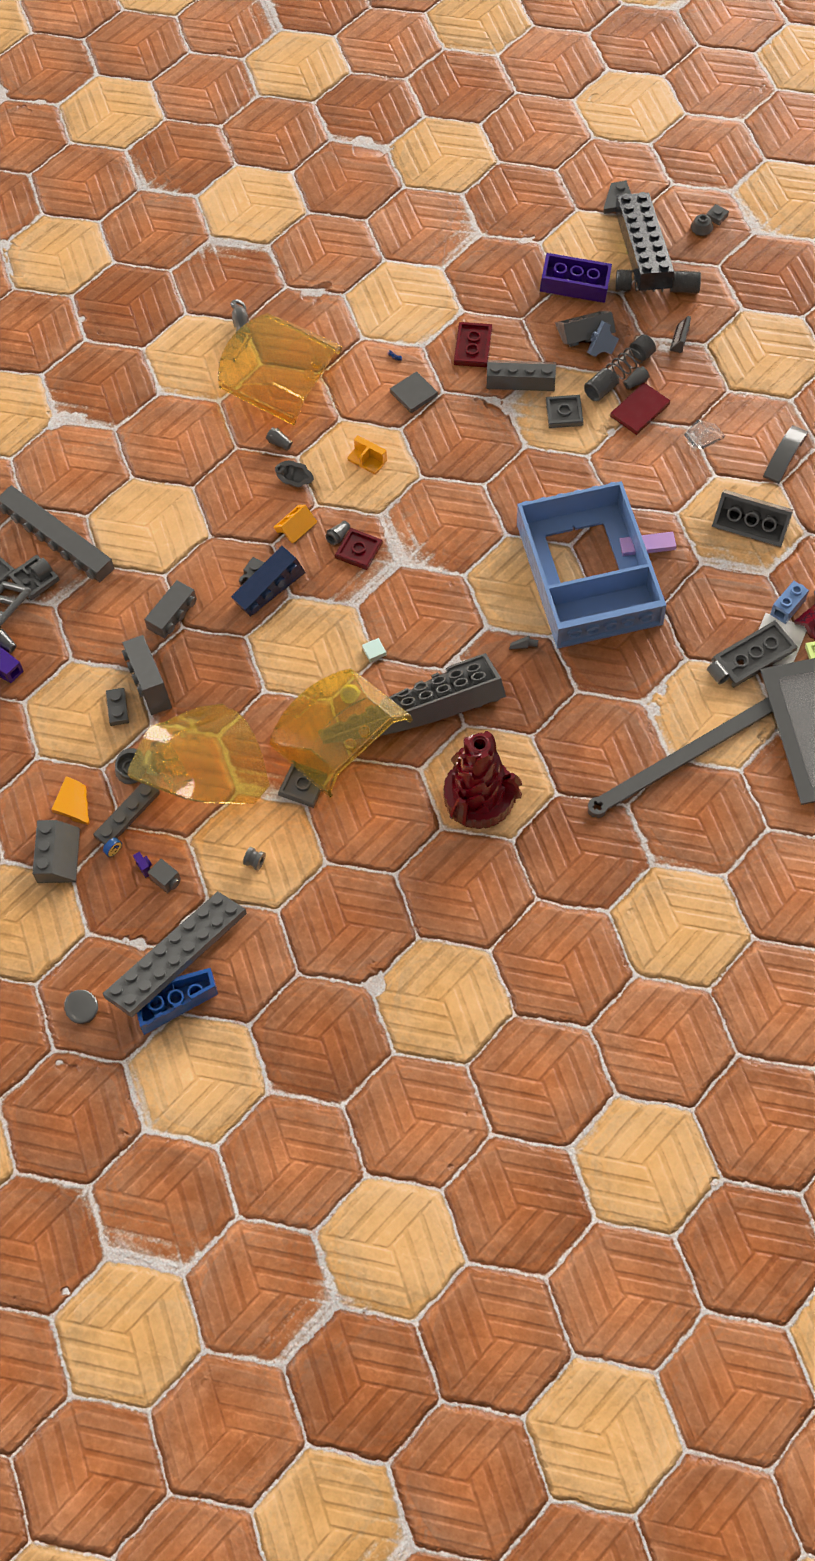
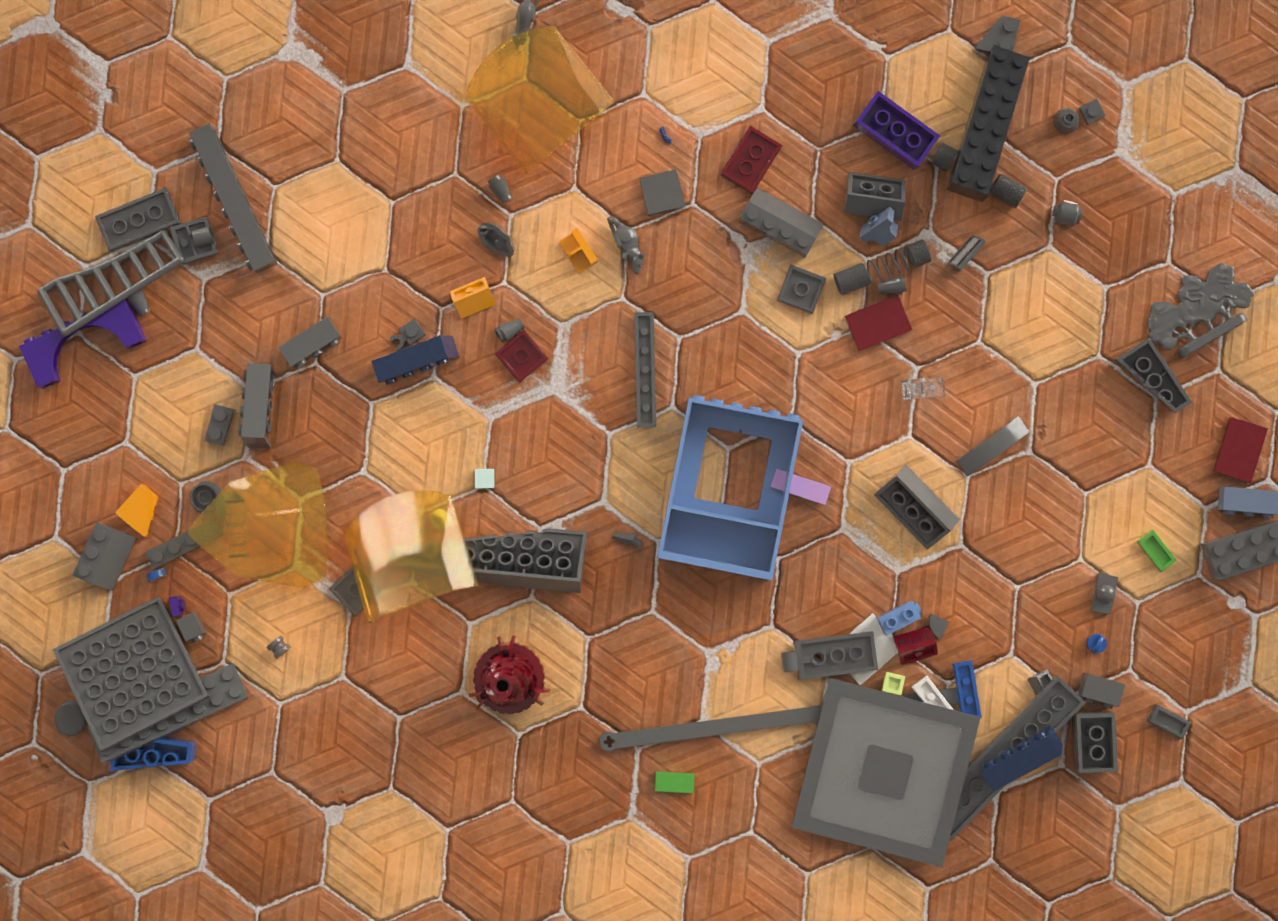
camera: 25 degrees right, 25 degrees up
(124, 931) = (130, 673): none -> dark grey plate
(403, 432) = (627, 240): none -> dark grey animal
(469, 515) = (645, 369): none -> dark grey plate
(675, 815) = (674, 782): none -> bright green tile
(741, 279) = (1067, 213): none -> dark grey head

